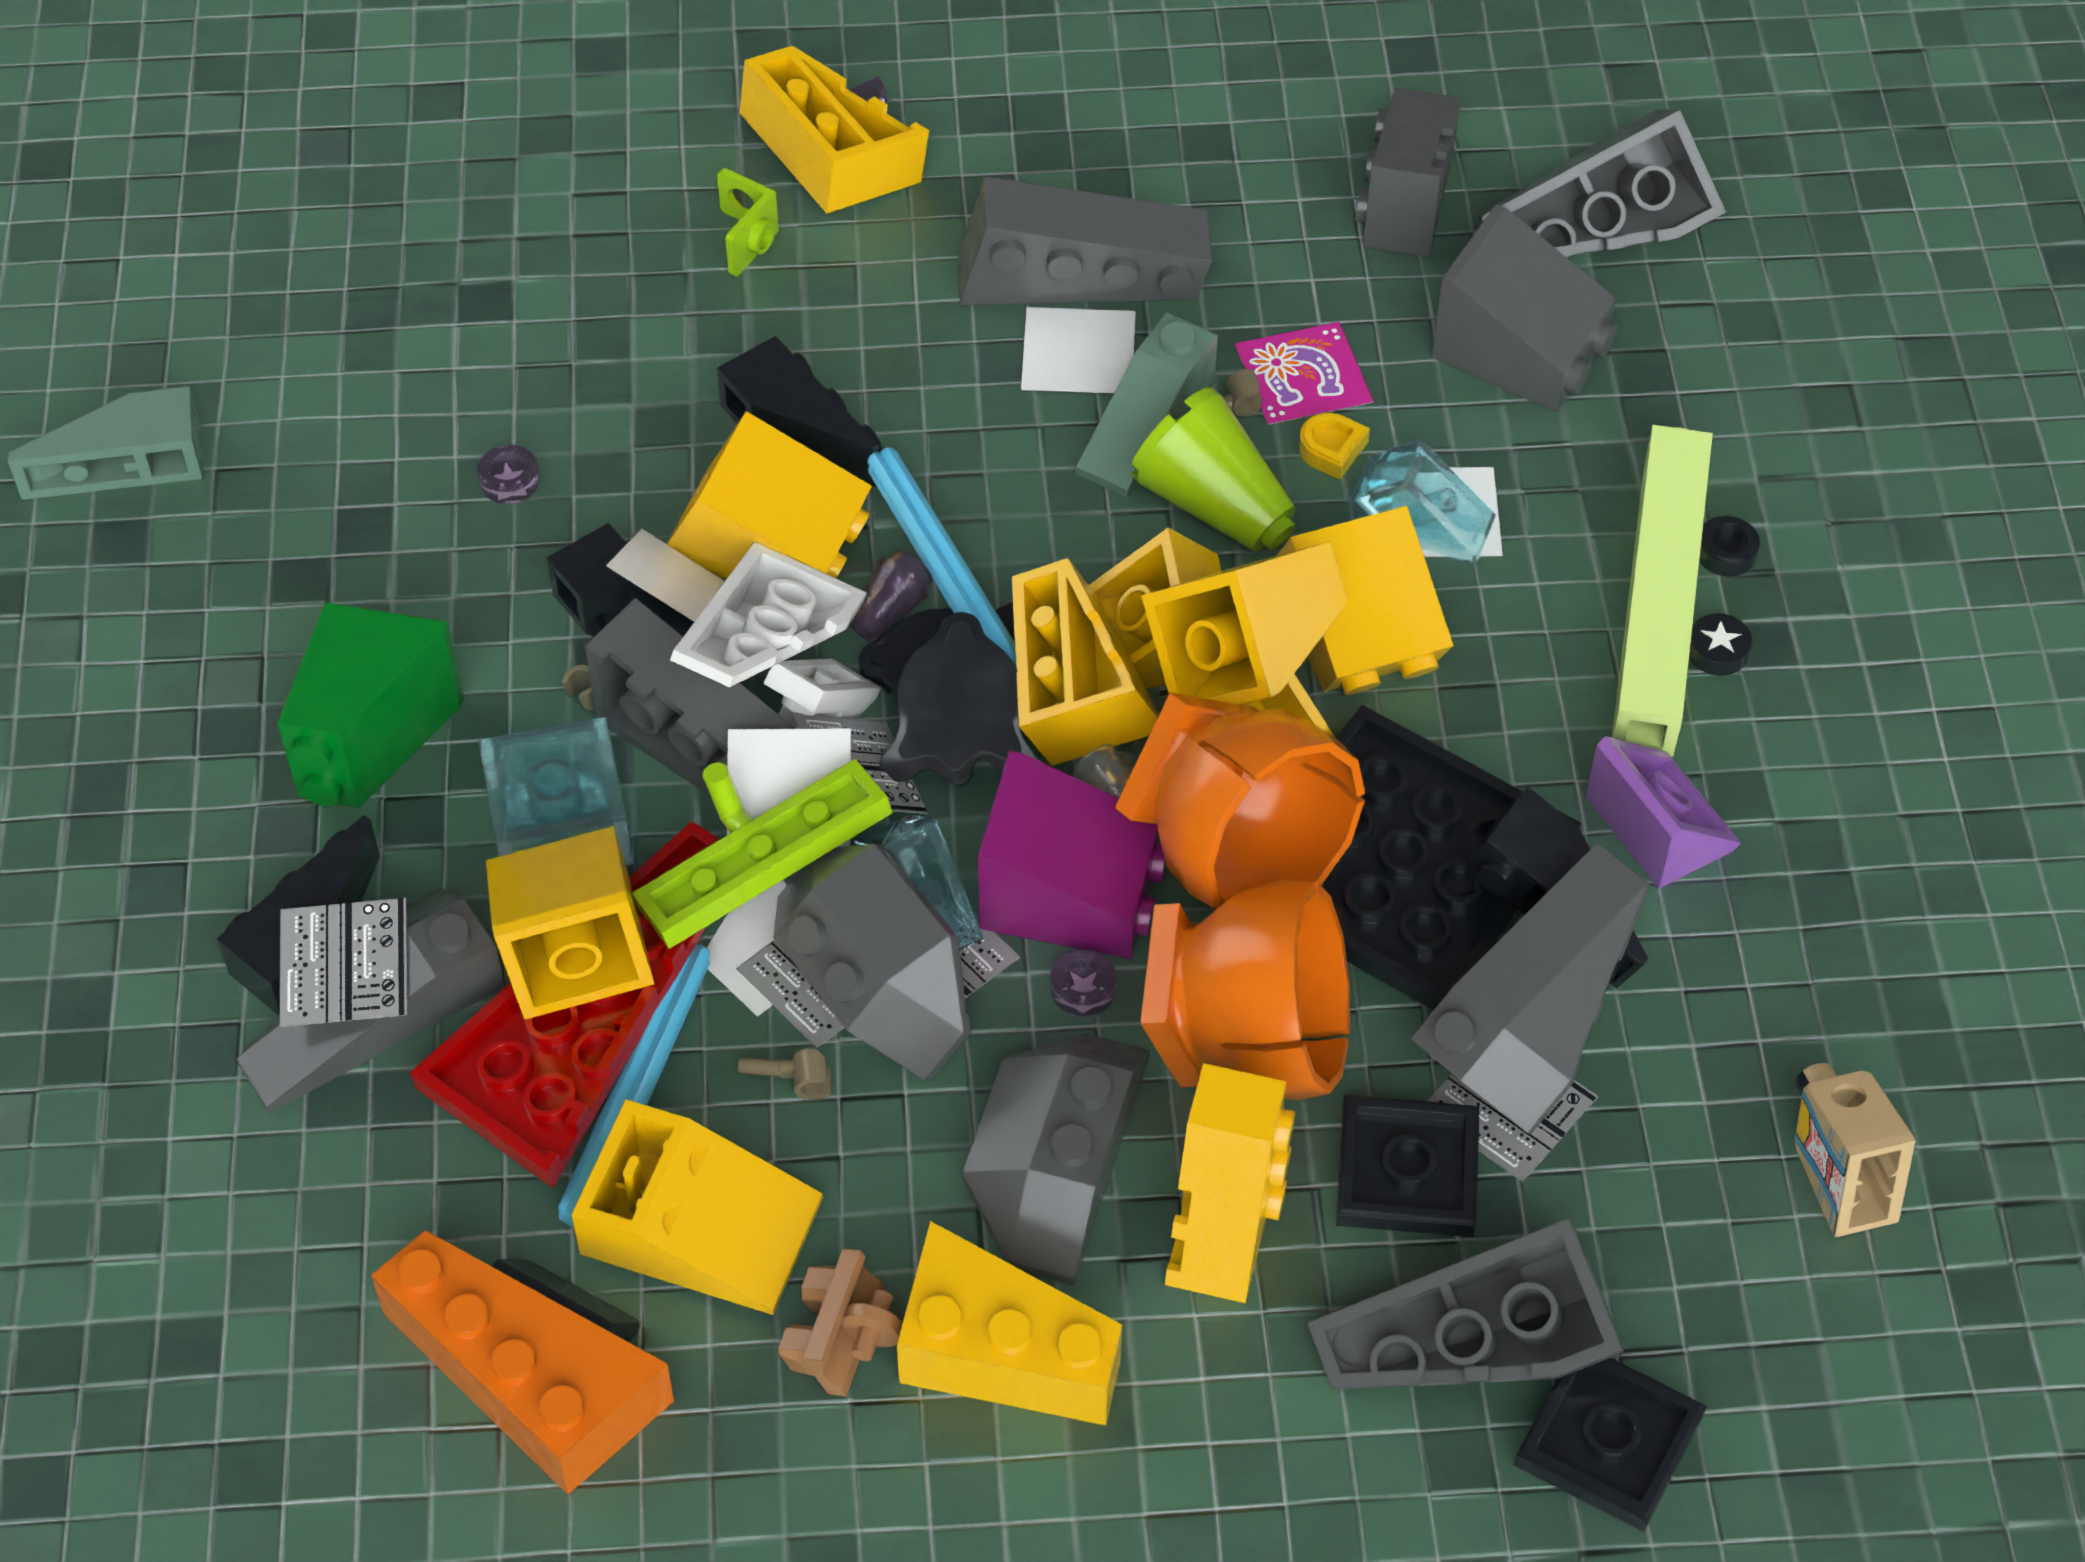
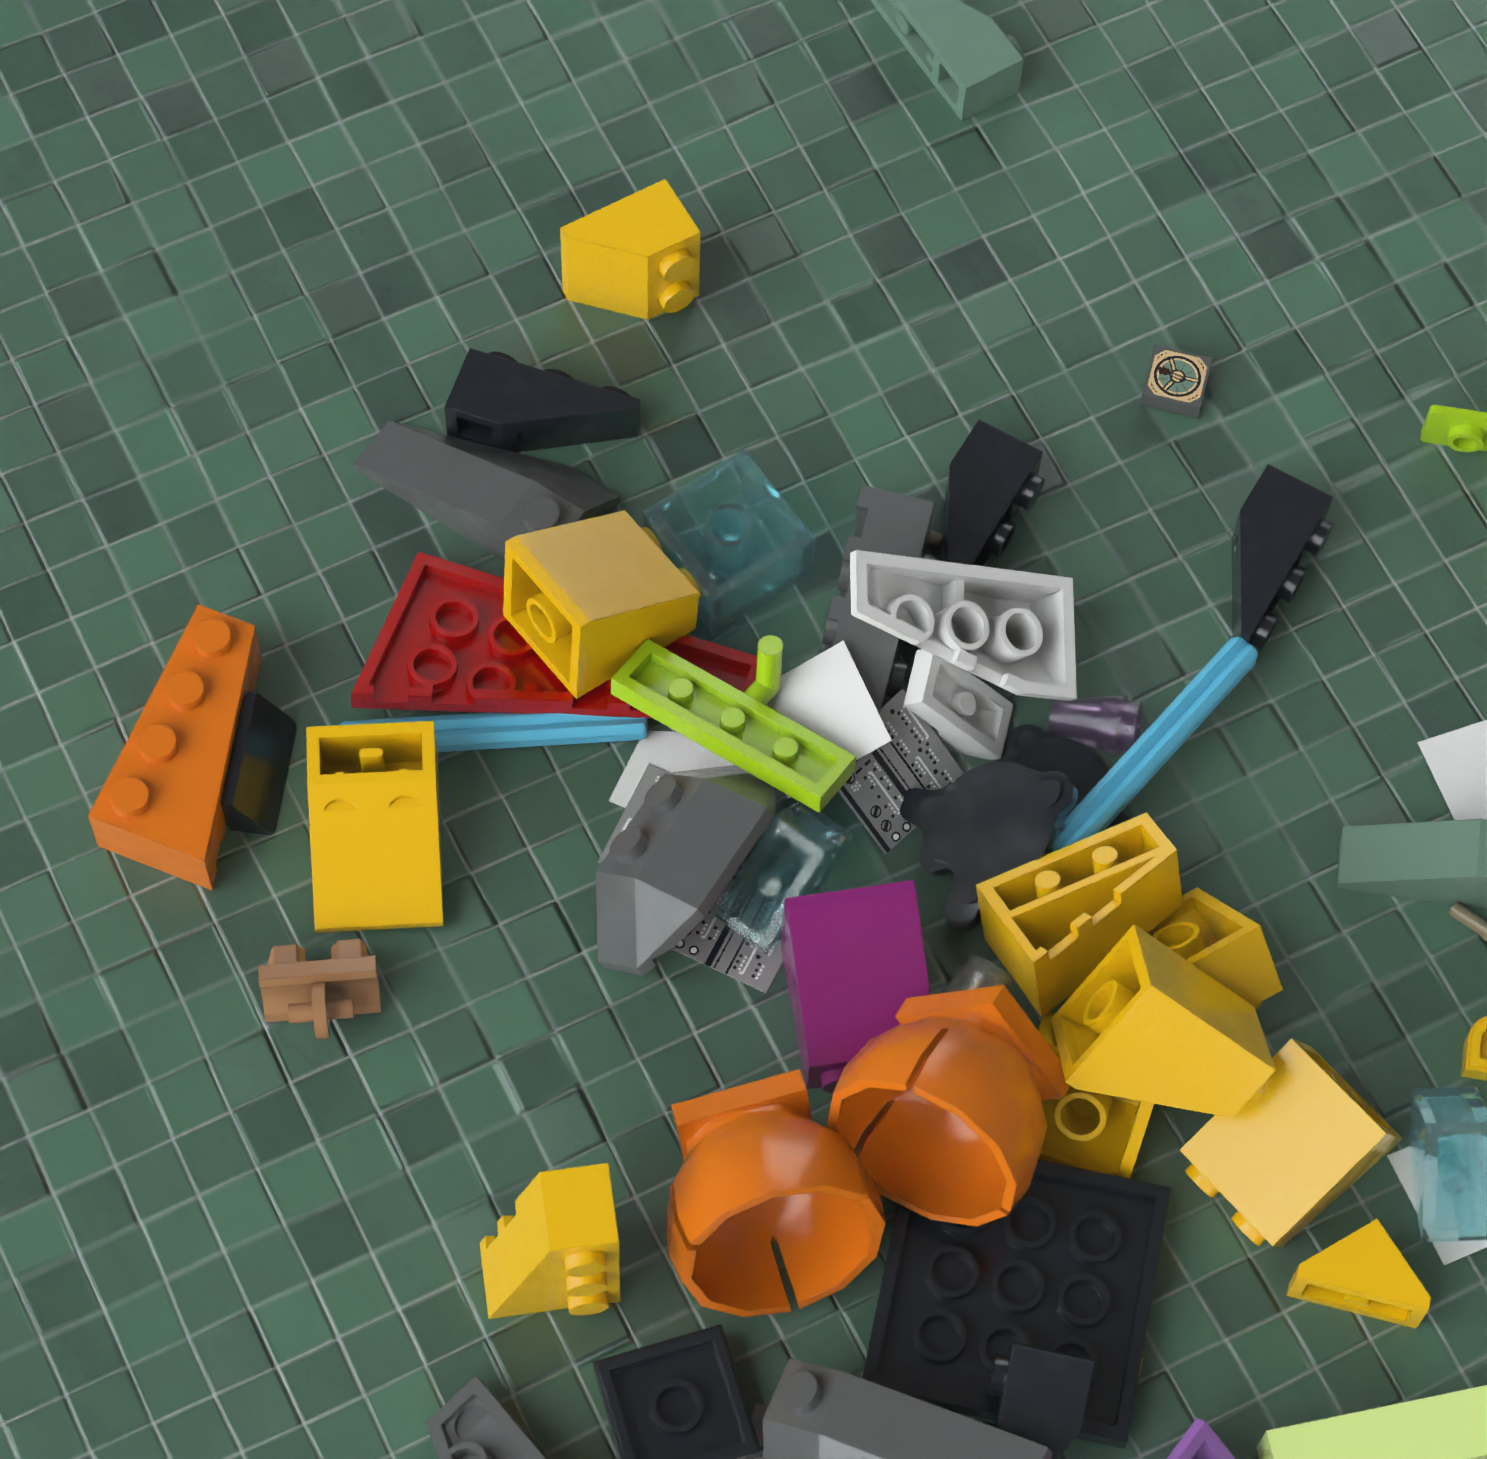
camera: 65 degrees right, 10 degrees up
(204, 760) = (633, 255): none -> yellow slope
(343, 962) = (484, 450): light grey sticker -> none
(365, 701) = (751, 345): green slope -> none
(508, 474) = (1083, 353): clear purple tile -> none
(579, 418) = (1176, 381): none -> tile
(666, 574) = (1012, 521): white sticker -> none
(774, 495) = (1133, 582): yellow slope -> none
(807, 1068) = (559, 864): dark tan hand -> none
(1004, 1335) = (355, 1118): yellow wedge -> none
(1052, 1149) = (567, 1093): dark grey wedge -> none
(1083, 983) = (755, 1053): clear purple tile -> none
(1215, 473) = (1378, 952): lime cone -> none
(1499, 600) = (1363, 1277): none -> yellow slope

